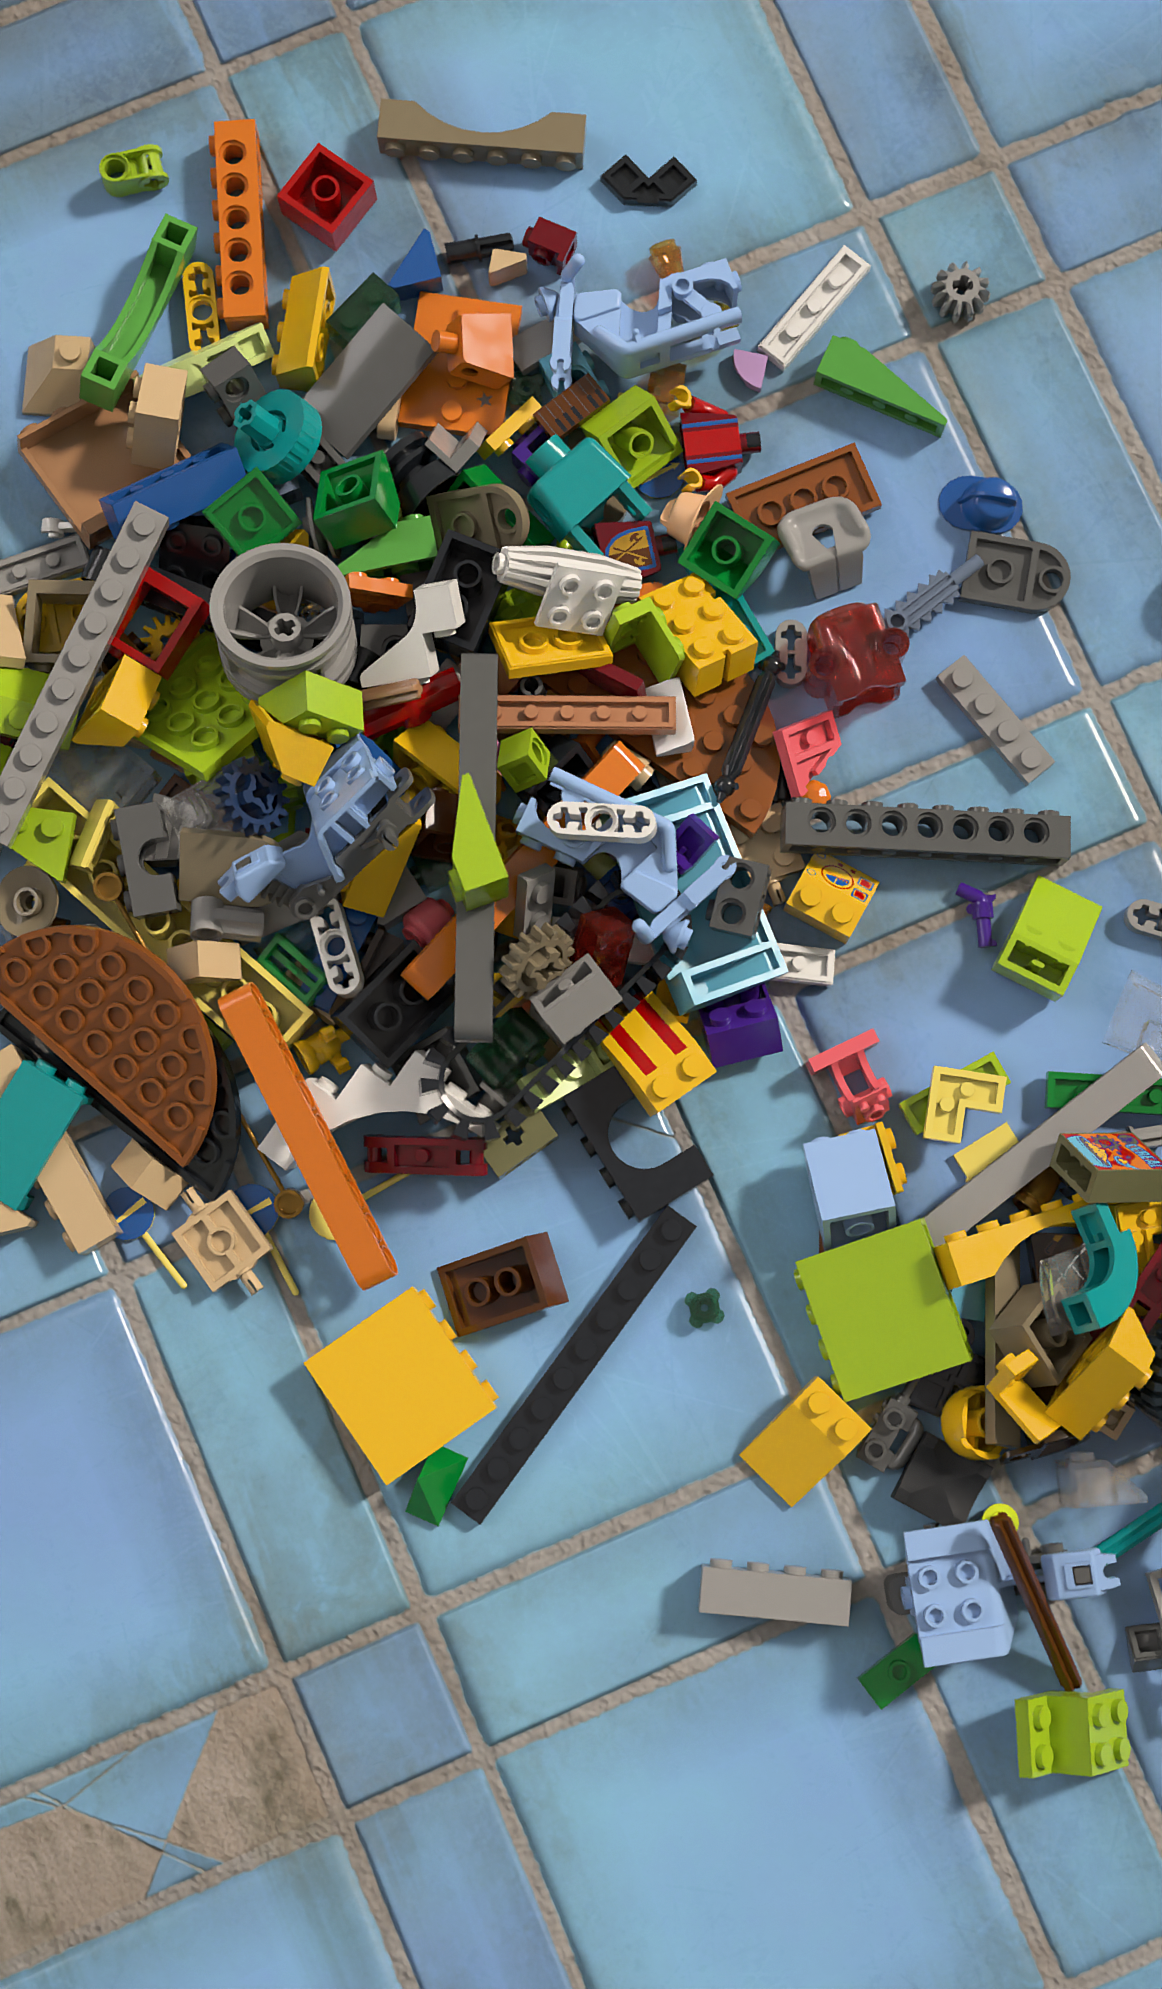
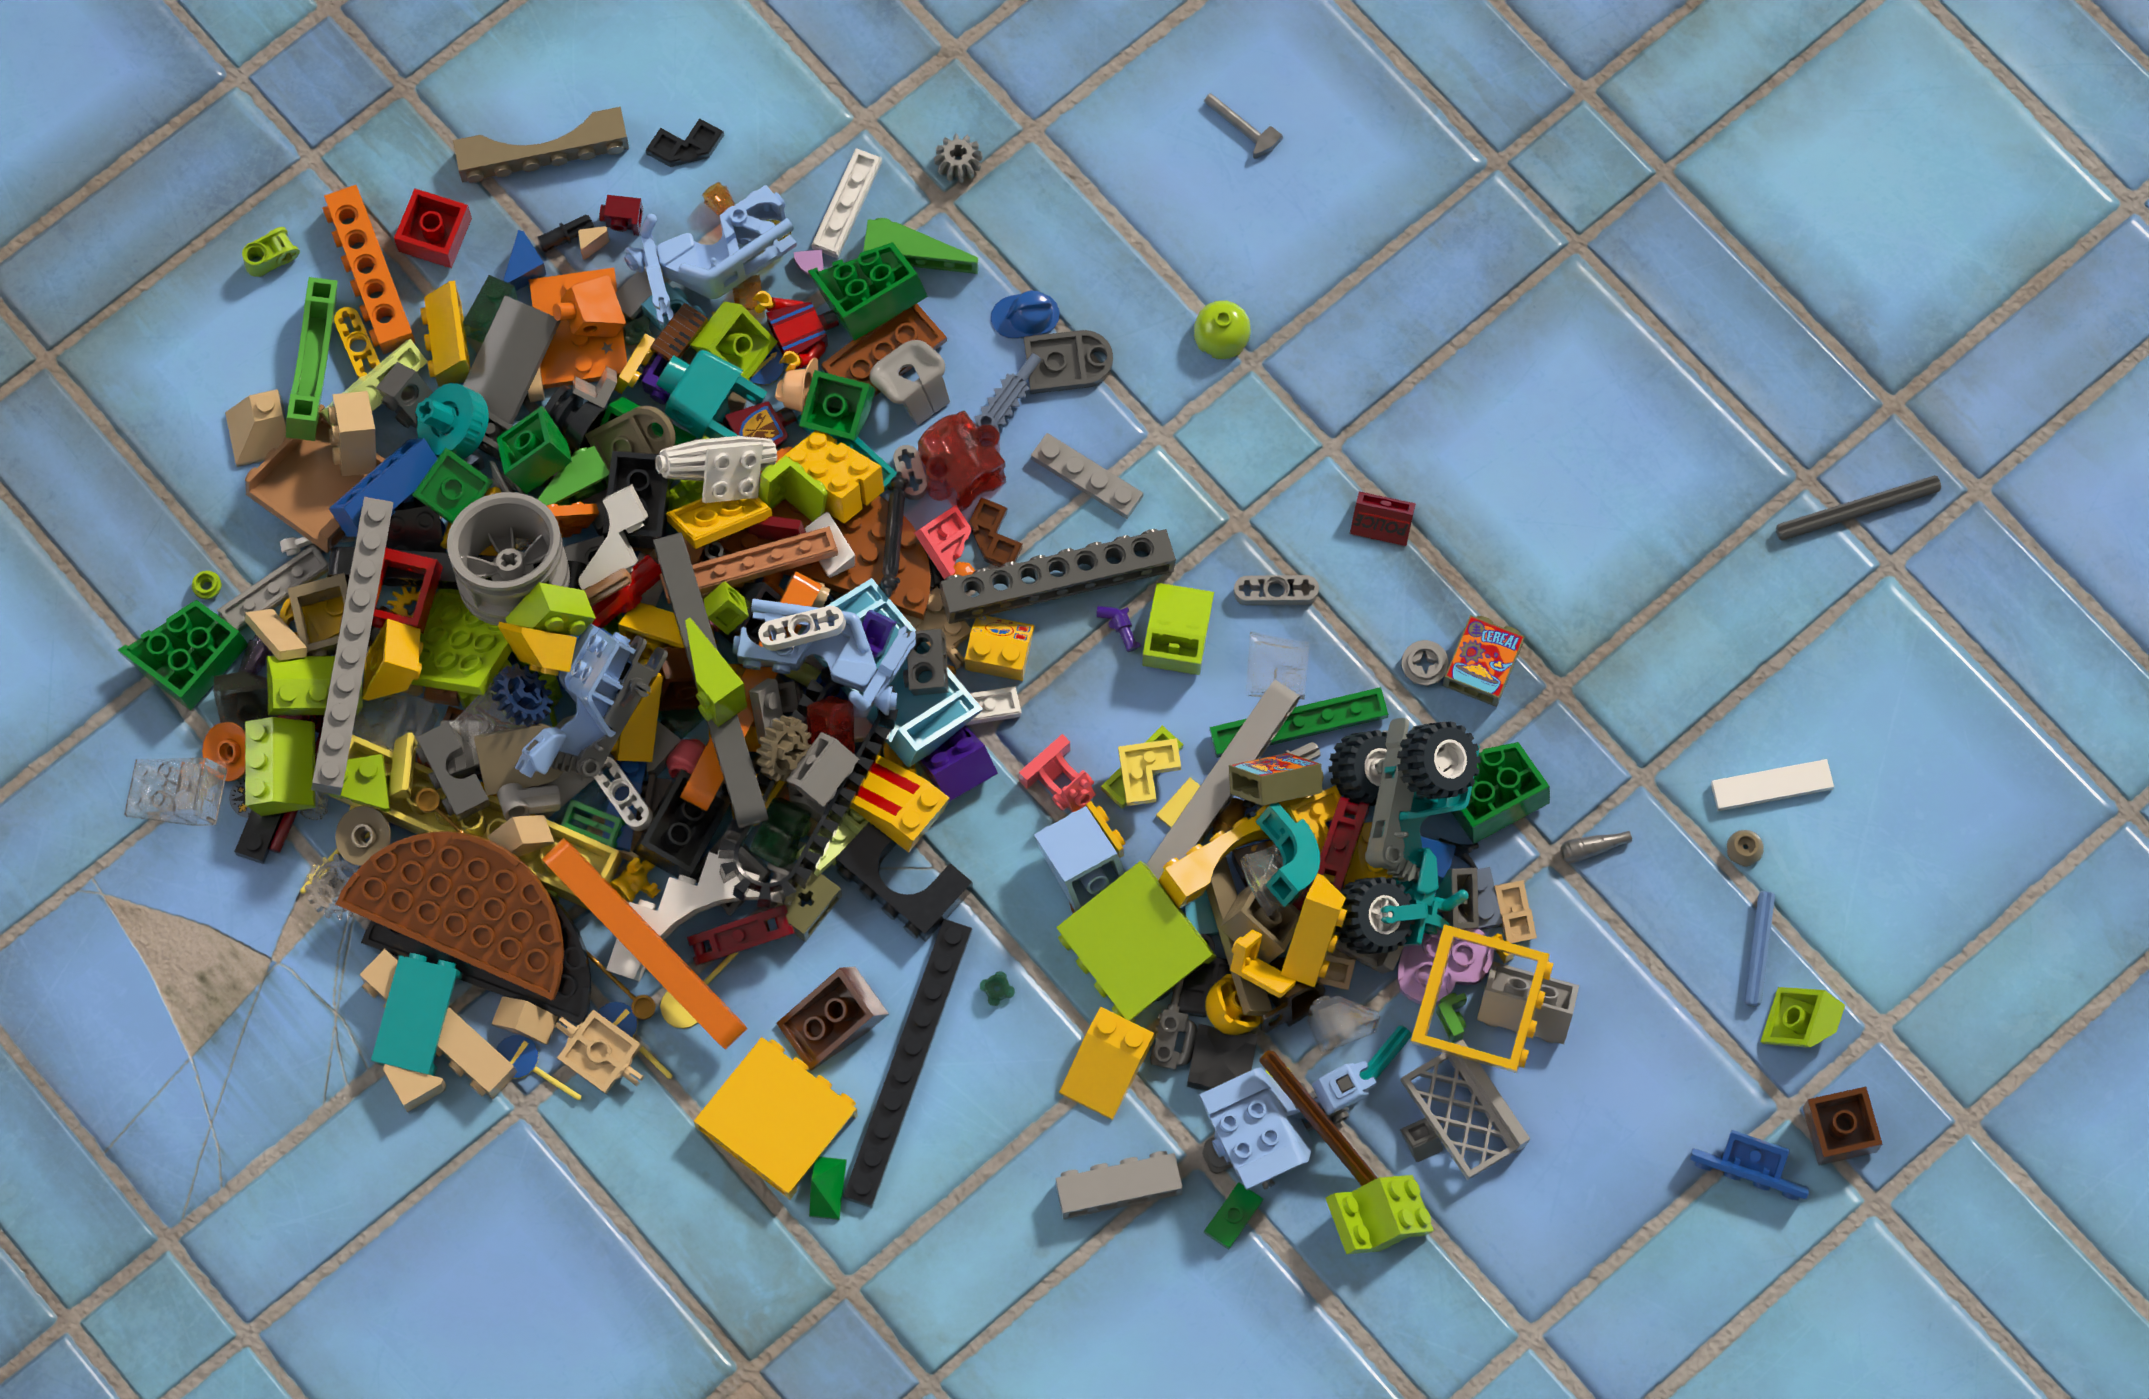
camera: 20 degrees left, 10 degrees down
(810, 419) = (869, 288): none -> green wedge
(860, 773) = (985, 526): none -> reddish brown tile

